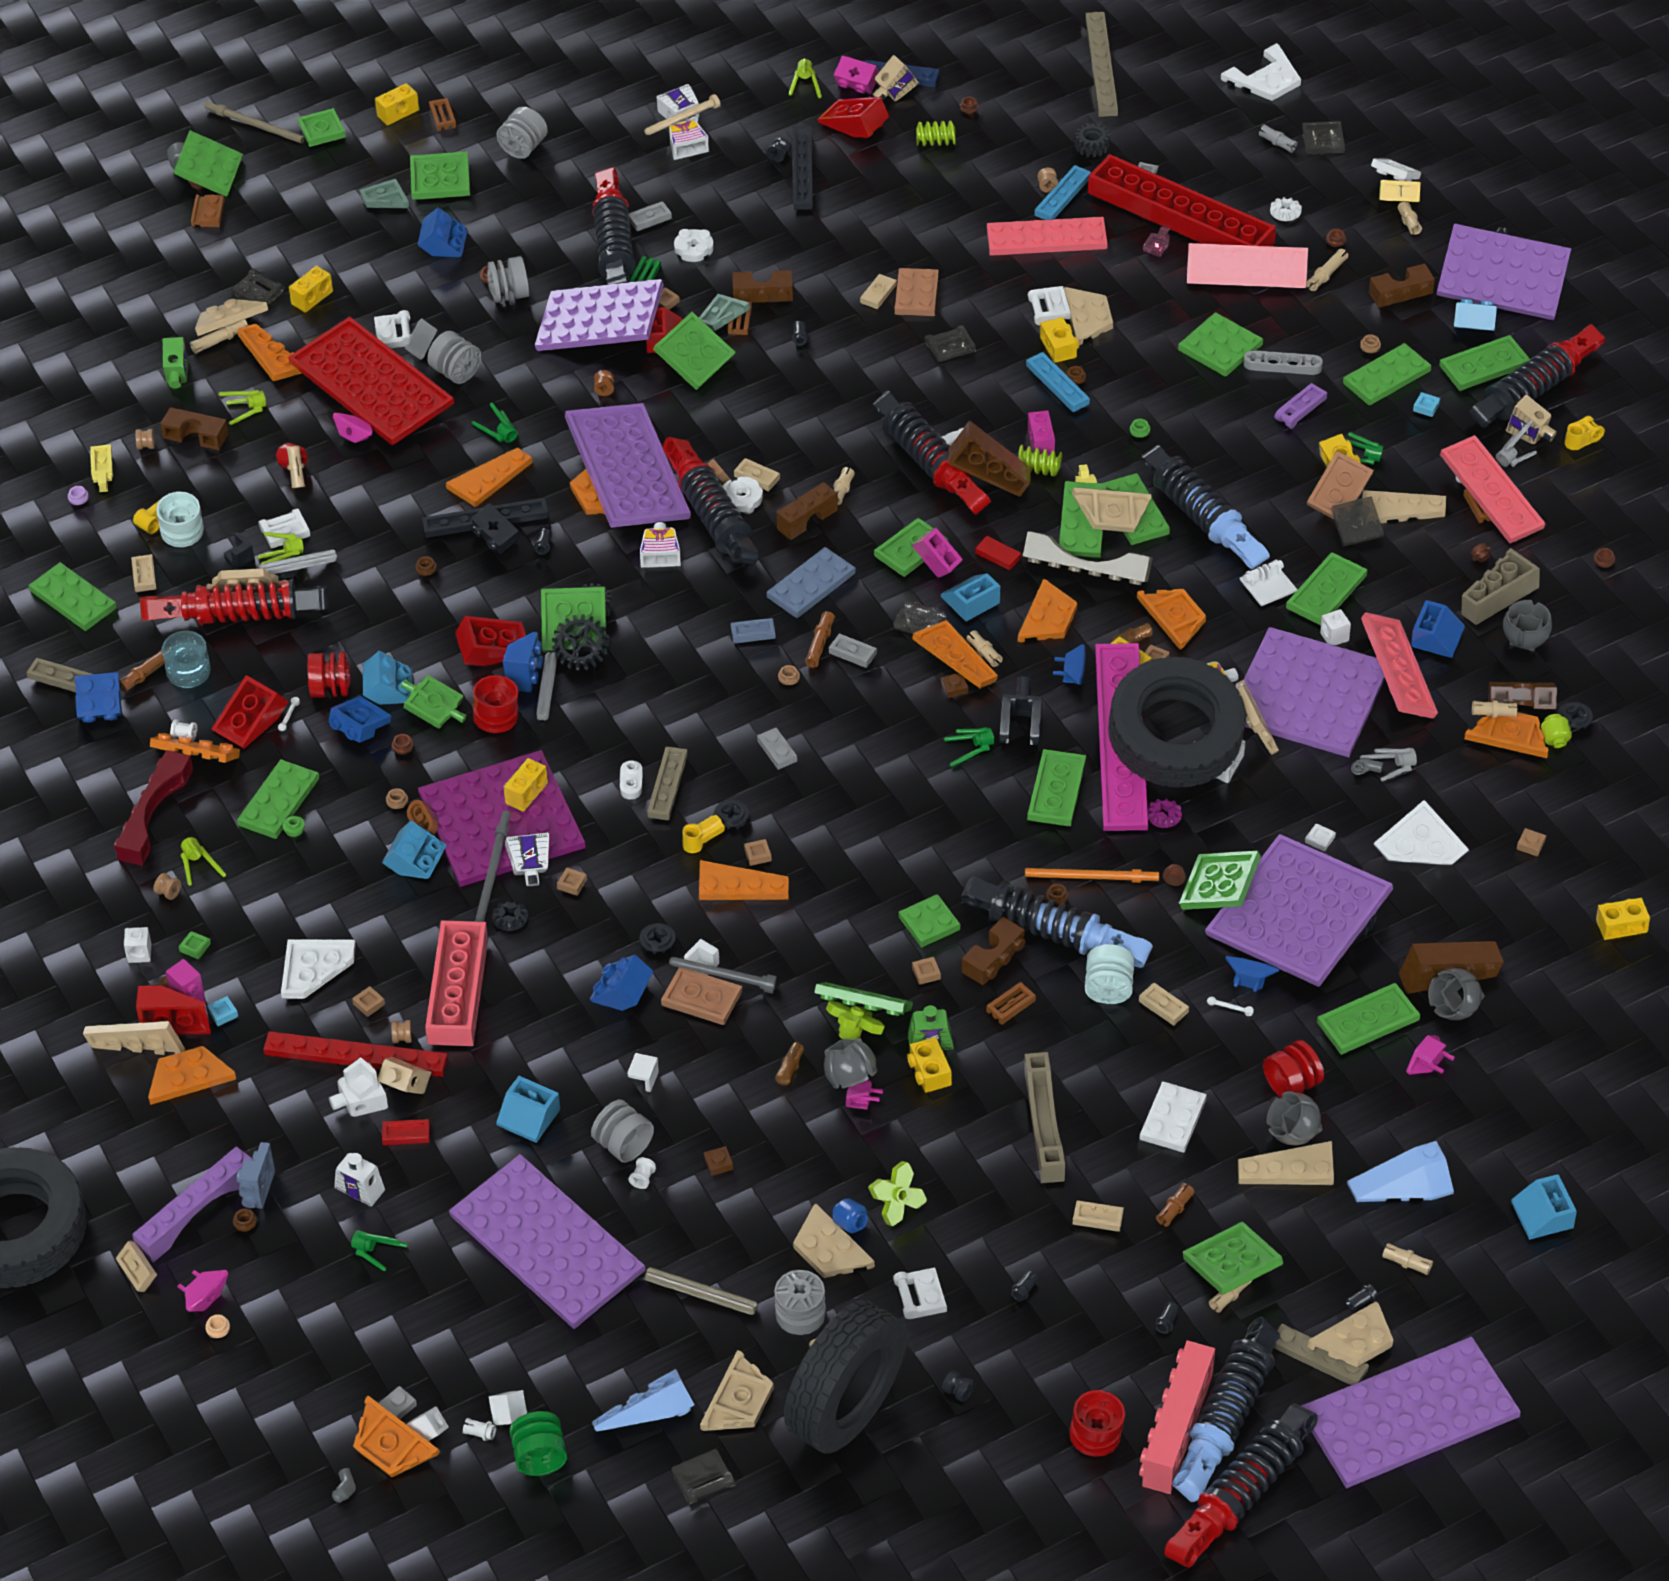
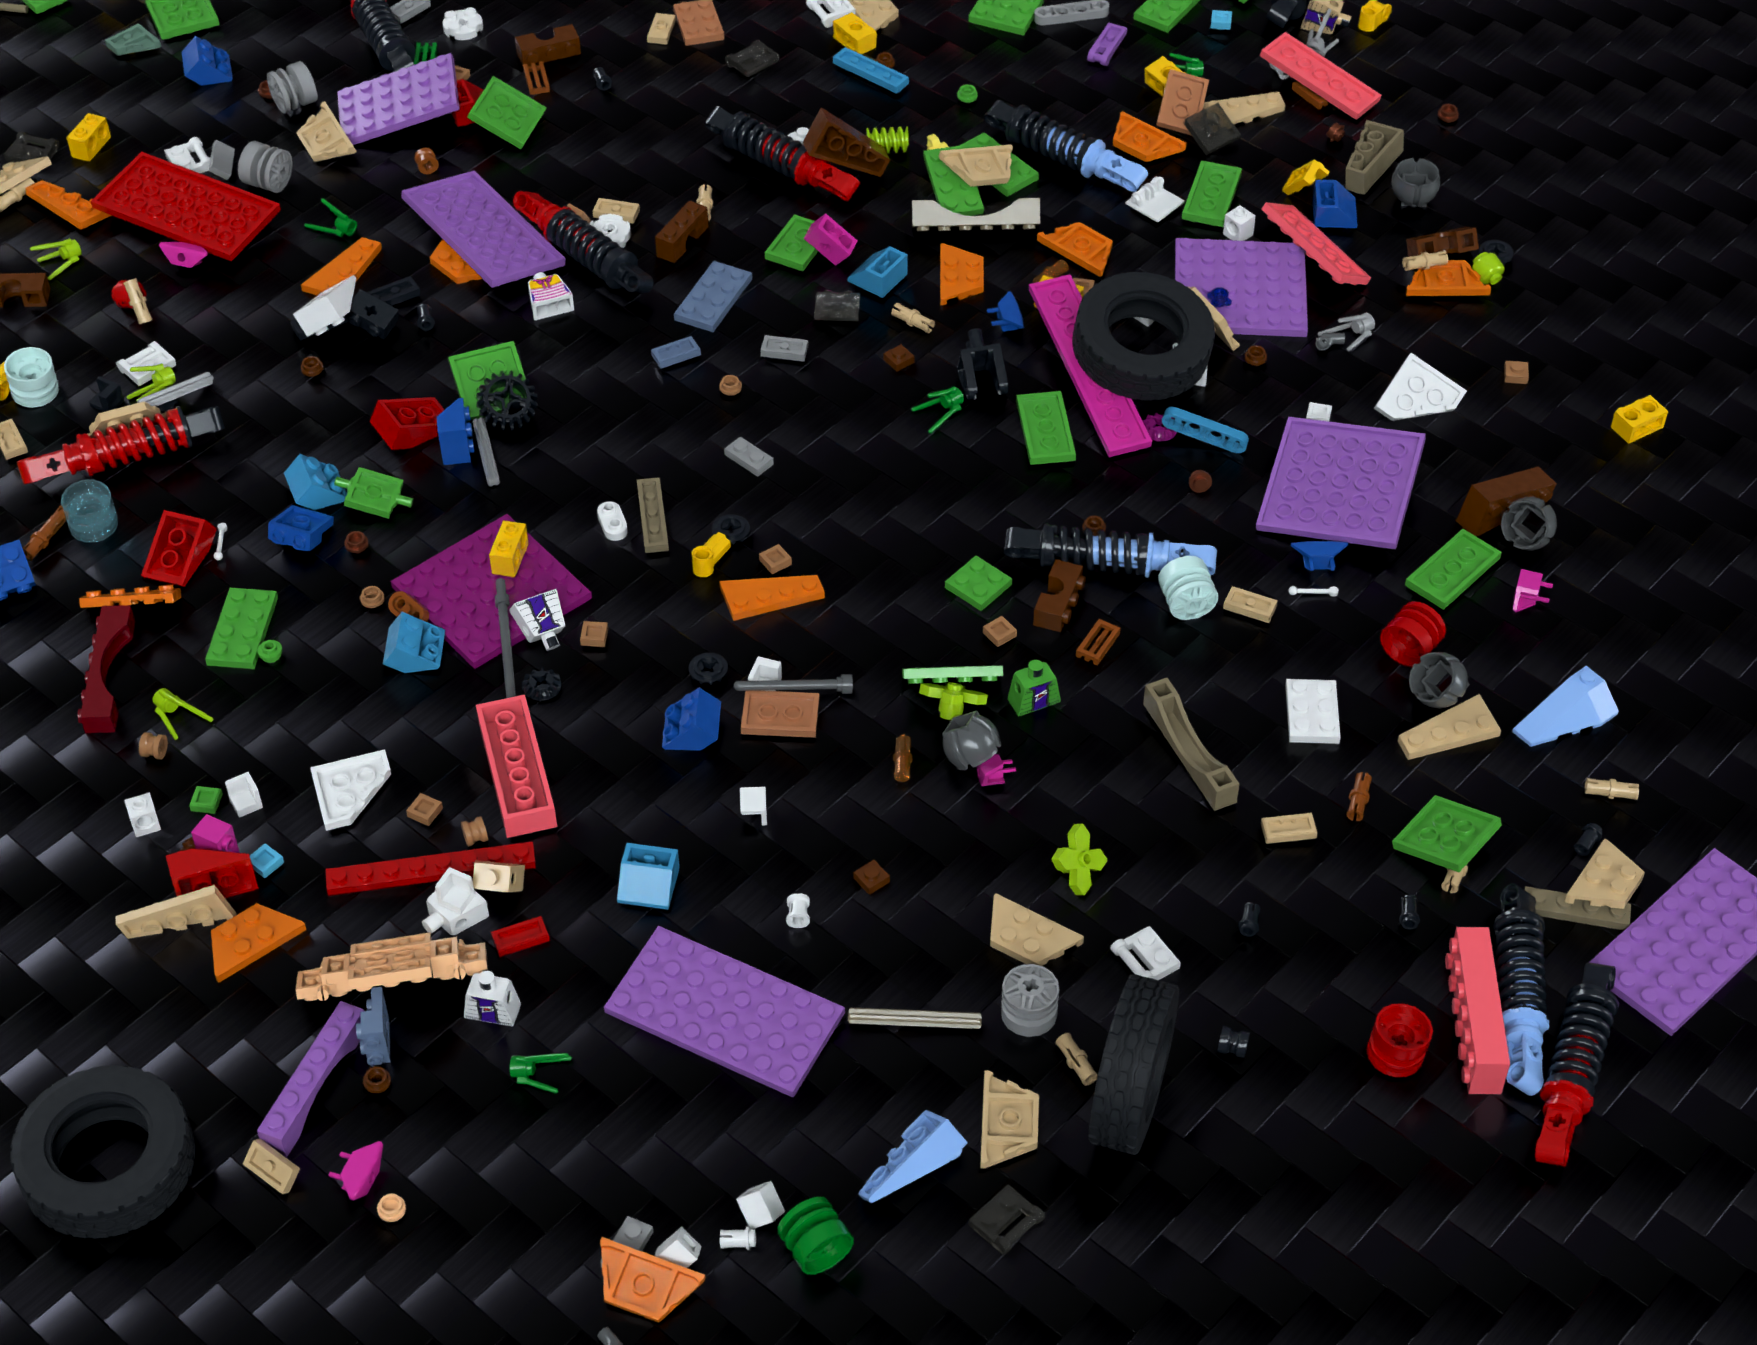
camera: 20 degrees left, 0 degrees up
(183, 730) = (110, 582): white bush -> none
(225, 949) = (243, 794): none -> white panel
(288, 1125) = (389, 963): none -> light nougat piece
(328, 674) = (252, 490): red wheel -> none
(454, 514) = (327, 308): none -> white slope
(495, 704) = (442, 478): red wheel -> none
(520, 336) = (324, 136): none -> tan wing
(622, 1131) = (761, 871): light grey wheel -> none
(722, 311) = (521, 71): sand green wing -> none
(822, 632) = (746, 338): dark orange pin -> none
(850, 1215) = (1038, 895): blue head -> none
(930, 1065) = (1048, 722): yellow brick -> none
(953, 650) = (889, 326): orange wing -> none
(998, 553) = (884, 230): red tile -> none
(1041, 431) = (876, 113): dark pink brick -> none
(1134, 875) = (1161, 491): orange bar -> none
(1200, 826) = (1204, 432): none -> dark azure beam
(1220, 880) = (1250, 474): bright green plate -> none
(1276, 699) = (1219, 297): none -> clear blue plate
(1288, 517) = (1144, 140): none -> orange wing
(1288, 764) = (1255, 355): none -> reddish brown plate
(1420, 593) = (1305, 176): none -> yellow bracket
(1545, 1207) = (1718, 702): dark azure slope -> none

